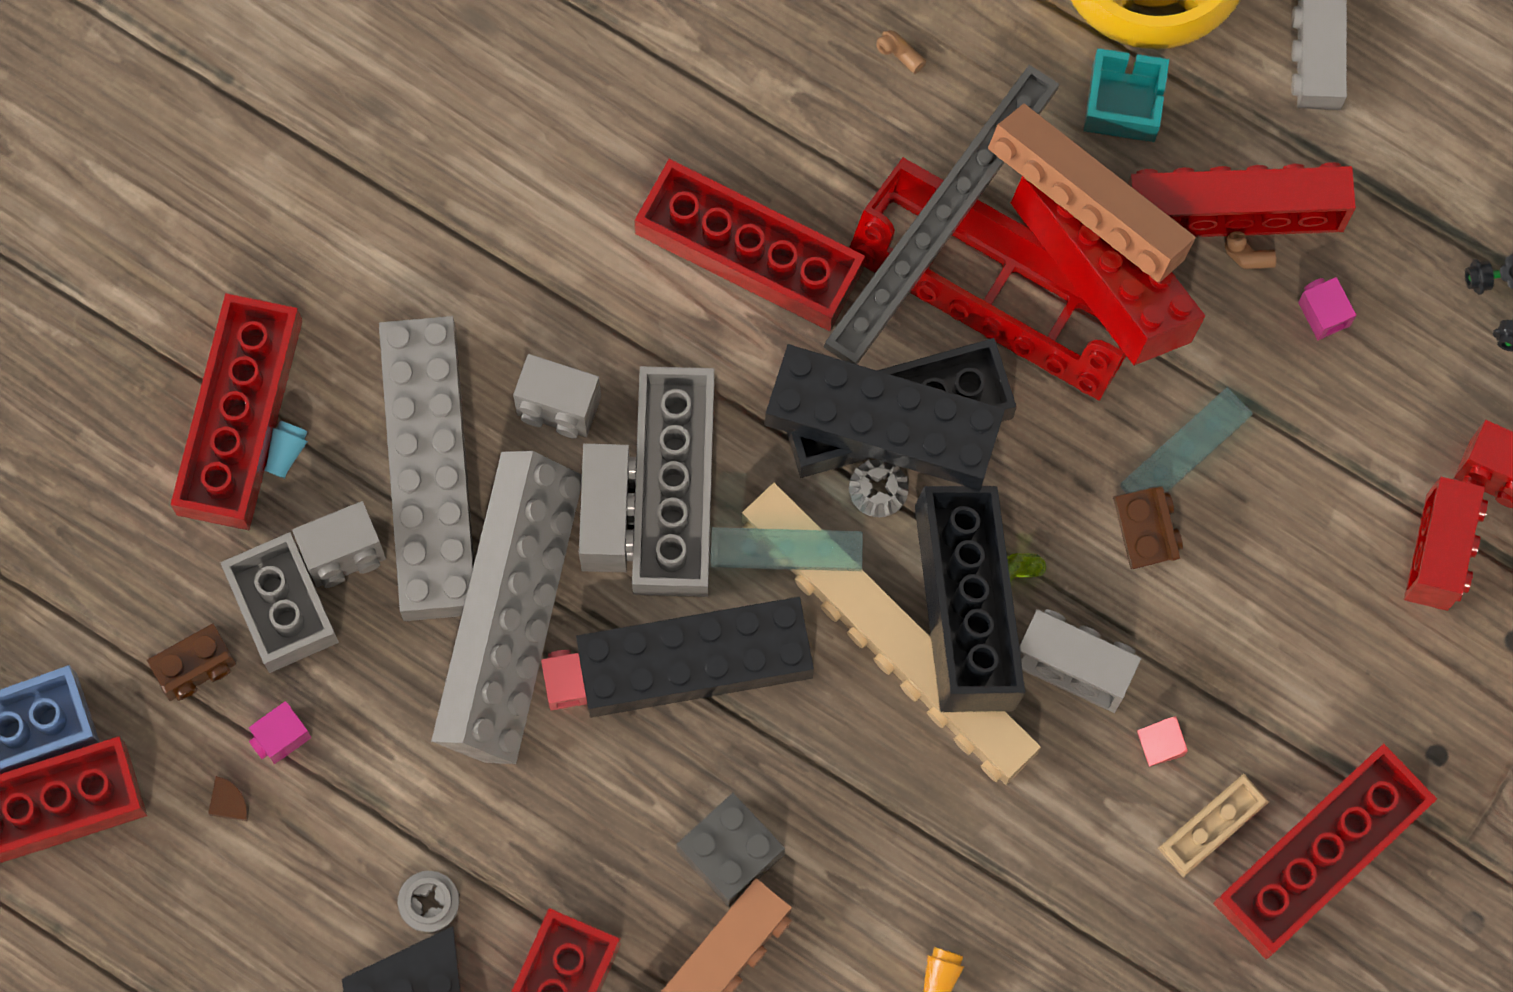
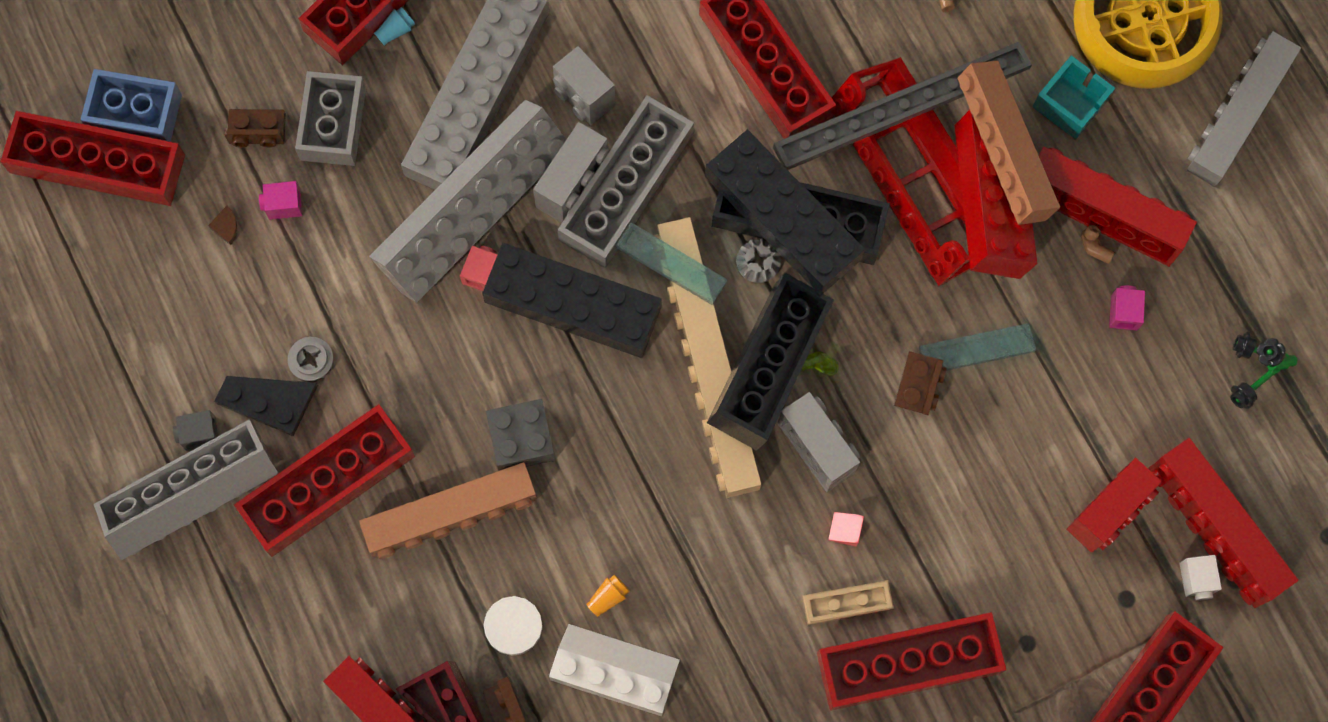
camera: 30 degrees right, 0 degrees up
(339, 545) = (389, 103): light grey brick -> none

